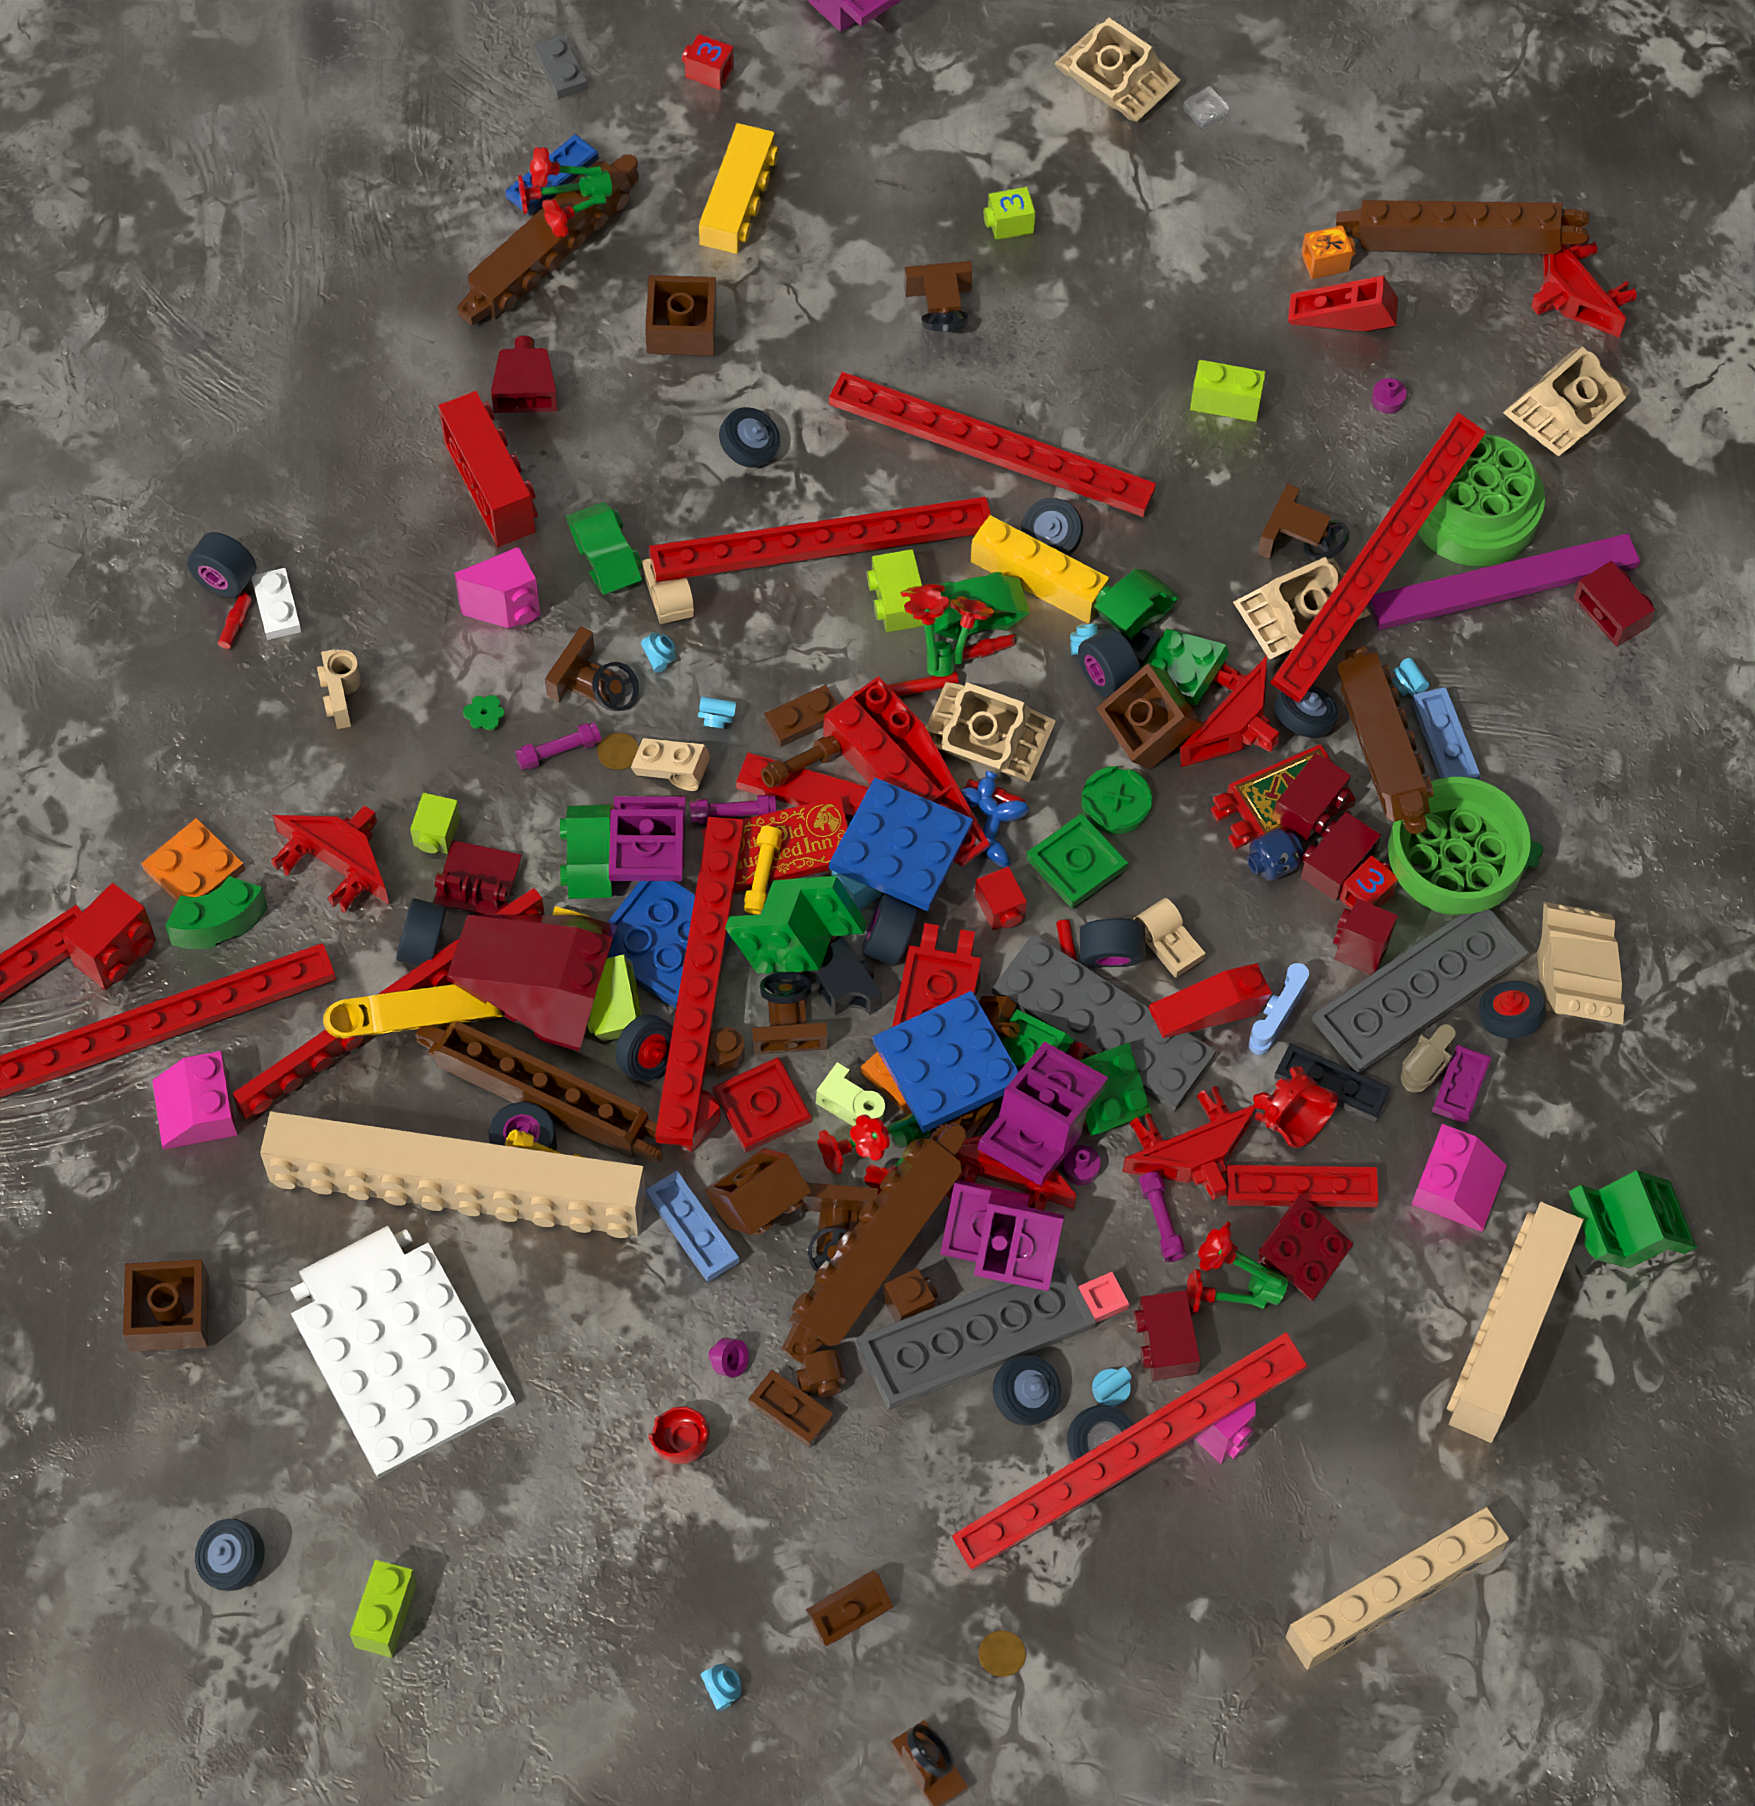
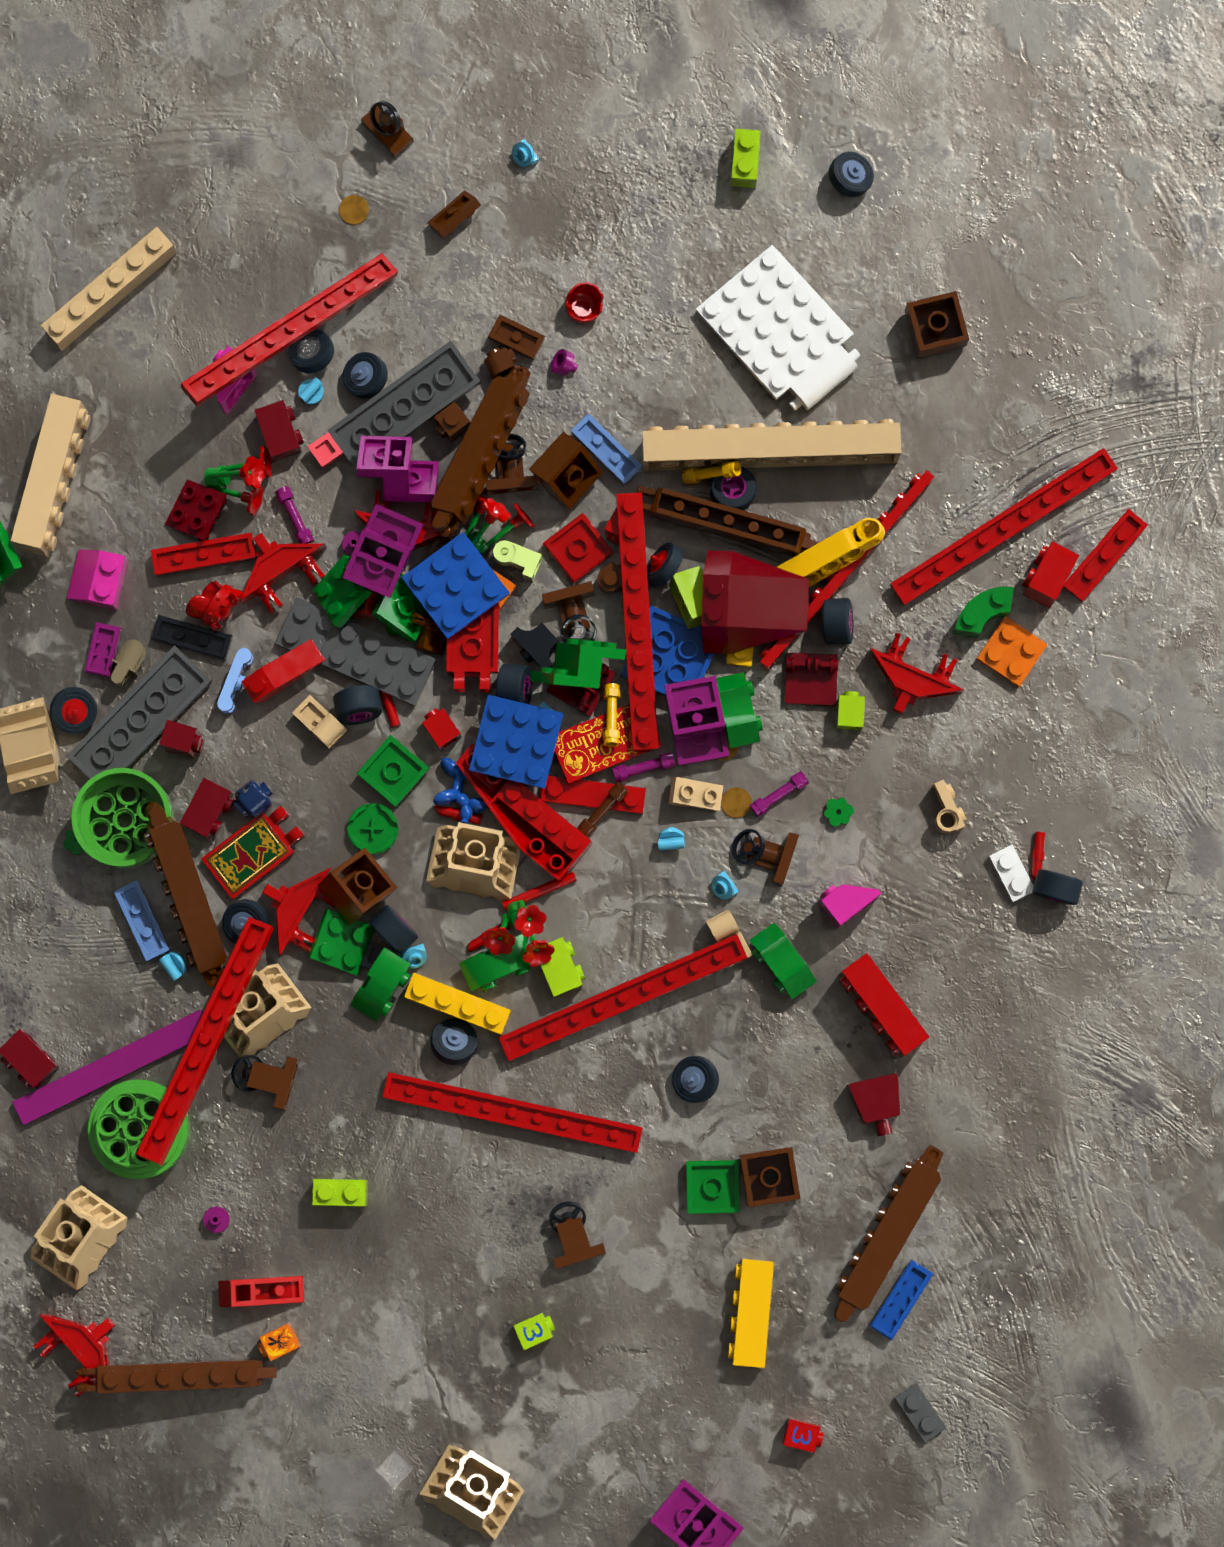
camera: 170 degrees right, 20 degrees up
(194, 1101) = (959, 473): dark pink slope -> none
(594, 185) = (862, 1274): plant -> none
(754, 324) = (713, 1186): none -> green plate
(800, 715) = (609, 854): reddish brown plate -> none
(1311, 797) = (231, 844): dark red brick -> none
(1370, 882) = (182, 787): red brick -> none

